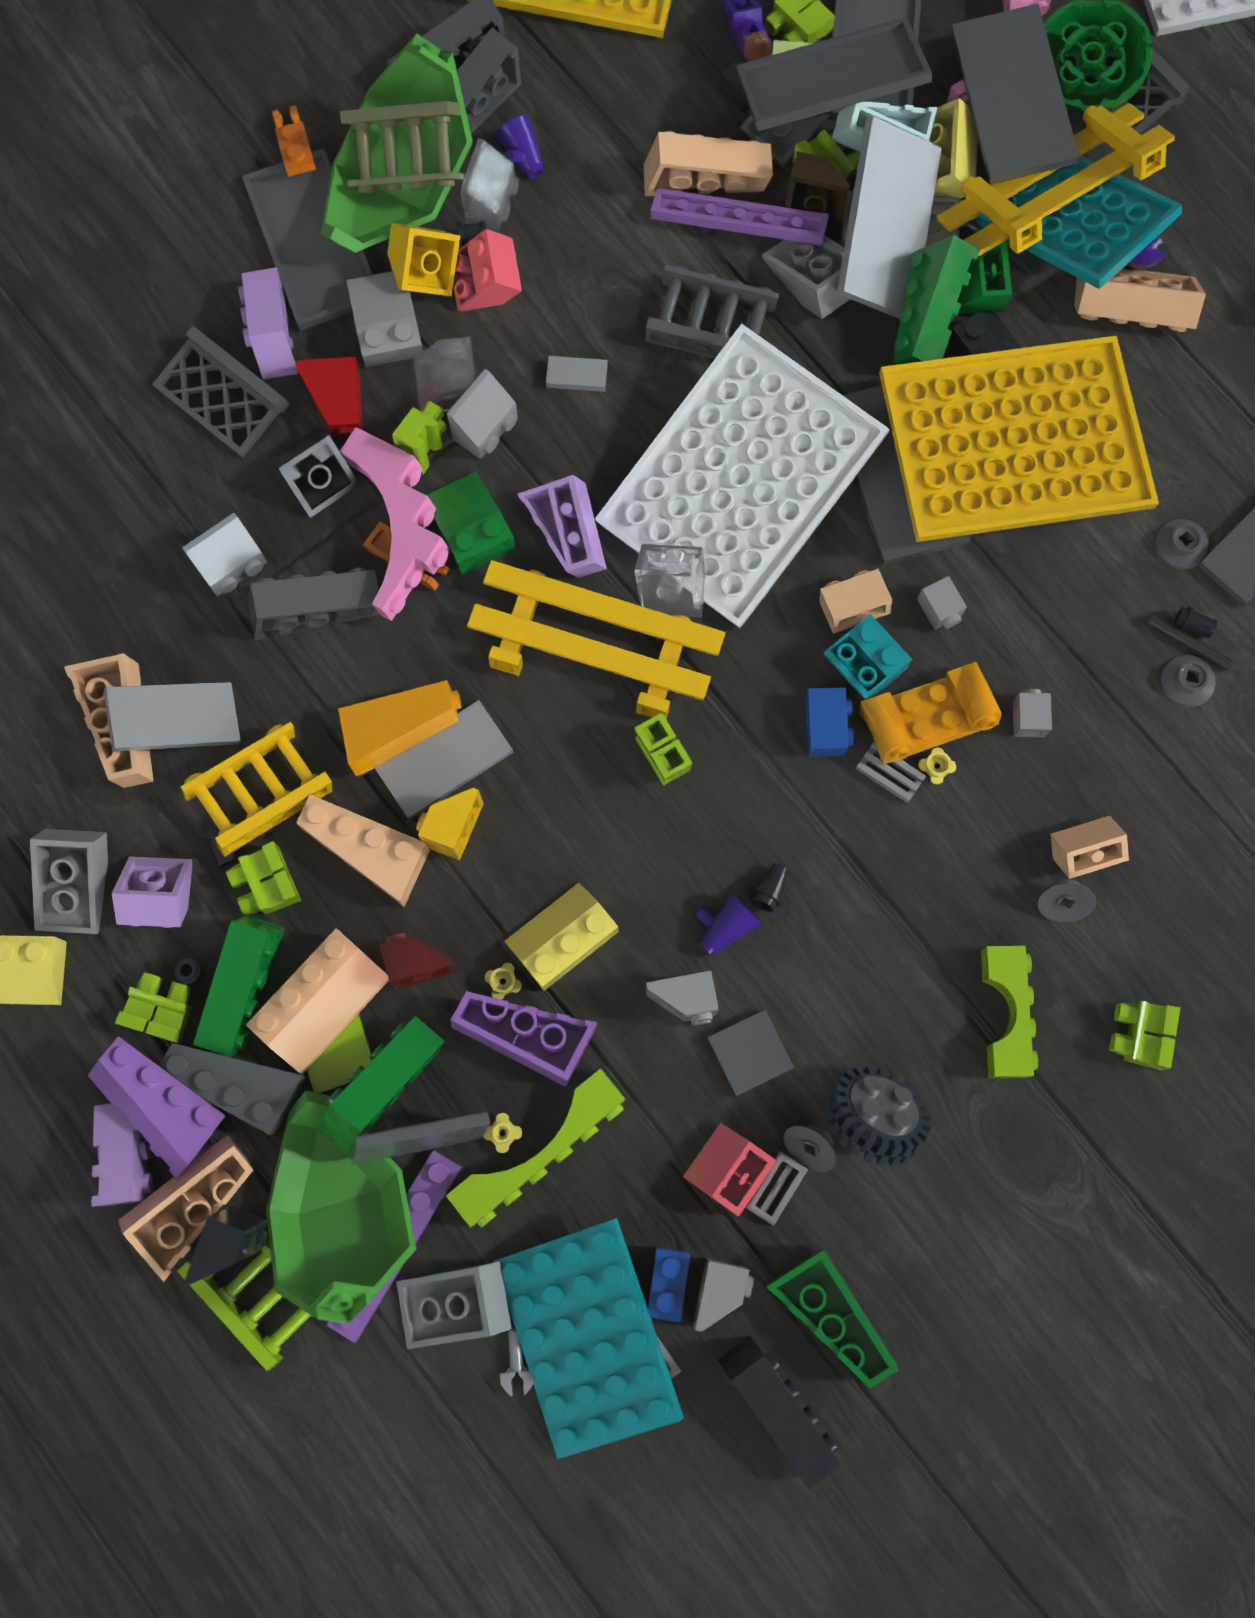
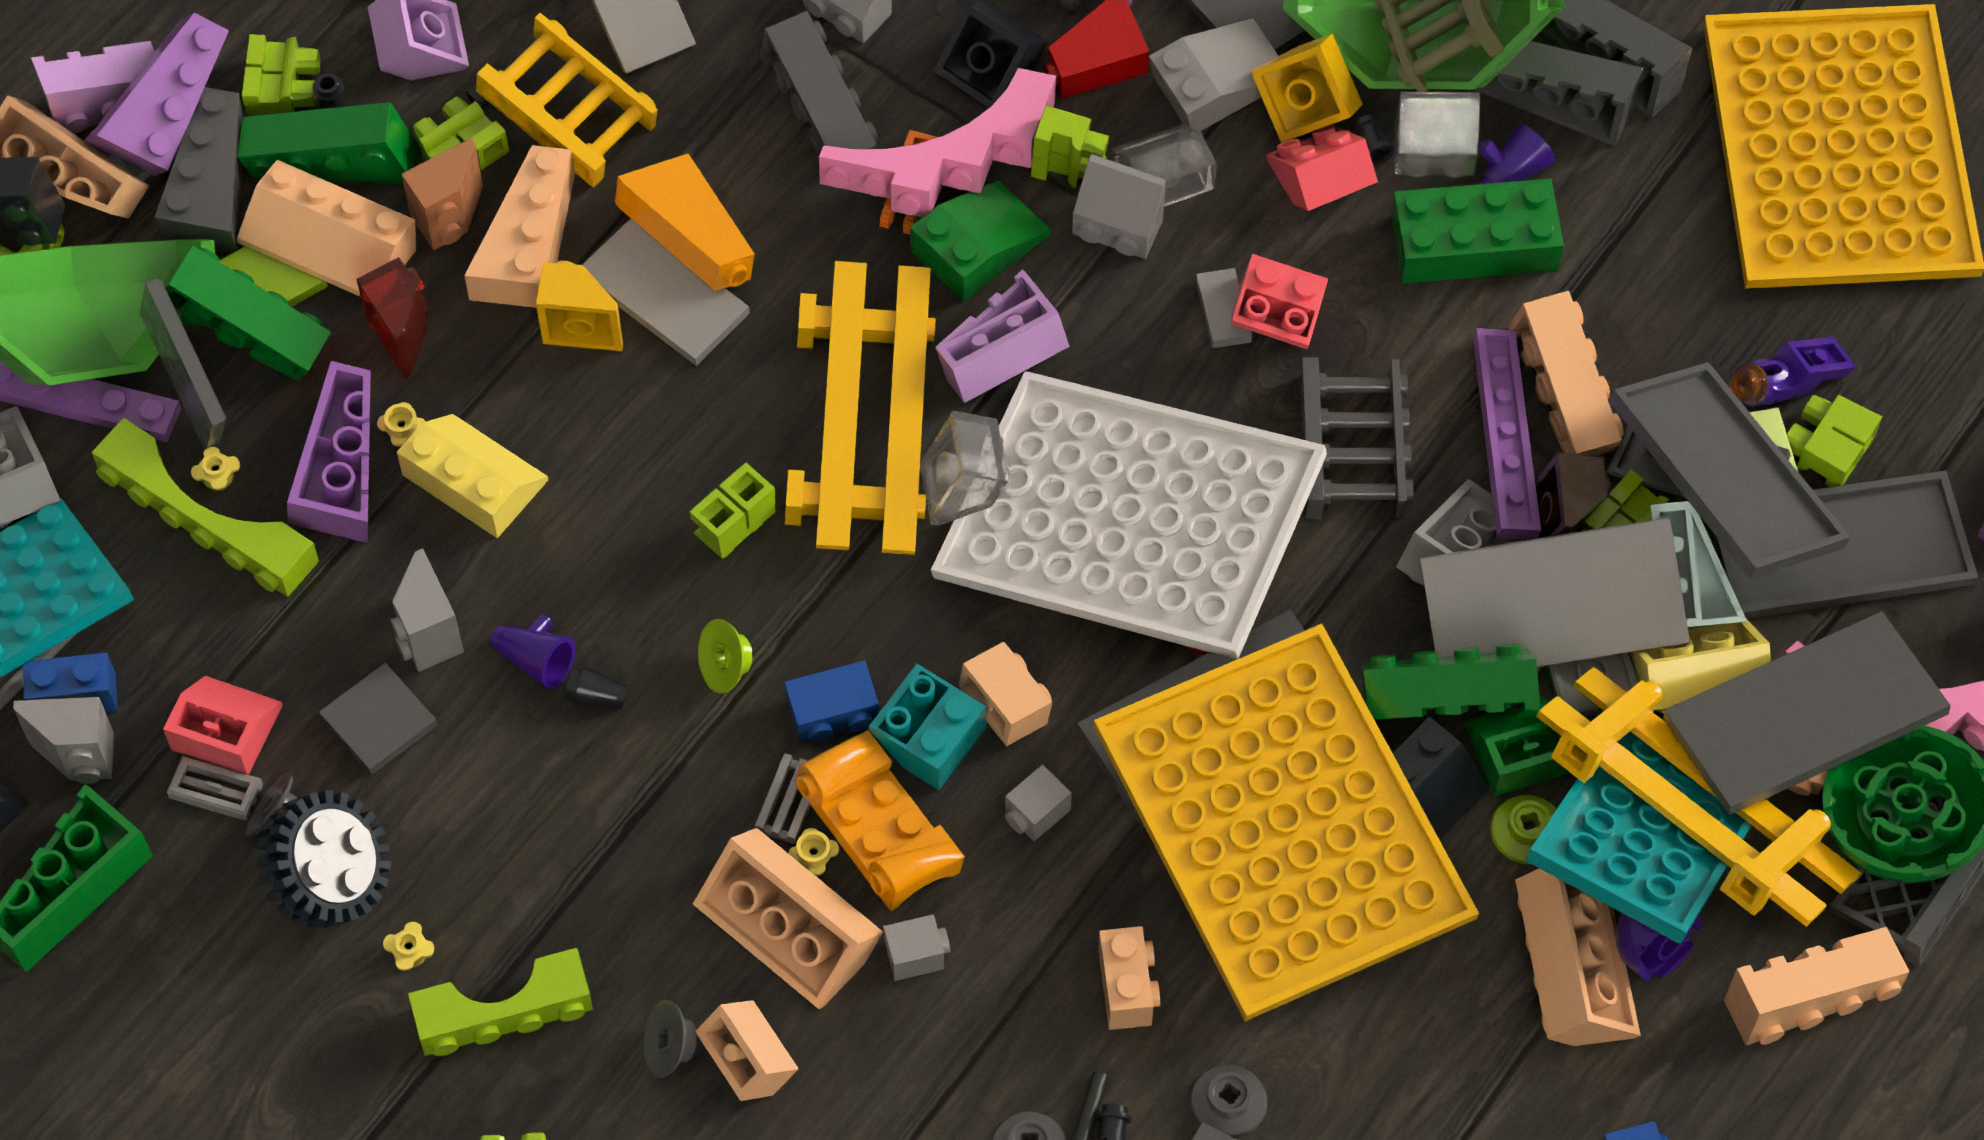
camera: 75 degrees right, 15 degrees down
(318, 901) = (445, 193): none -> nougat slope
(570, 187) = (1476, 231): none -> green brick
(595, 331) = (1278, 301): none -> coral slope
(772, 789) = (723, 655): none -> lime piece
(935, 1065) = (411, 957): none -> light yellow plate
(988, 794) = (787, 917): none -> light nougat slope
(1031, 310) = (1508, 827): none -> lime piece
(1089, 580) = (1126, 977): none -> light nougat brick
(1195, 160) = (1814, 986): none -> light nougat wedge

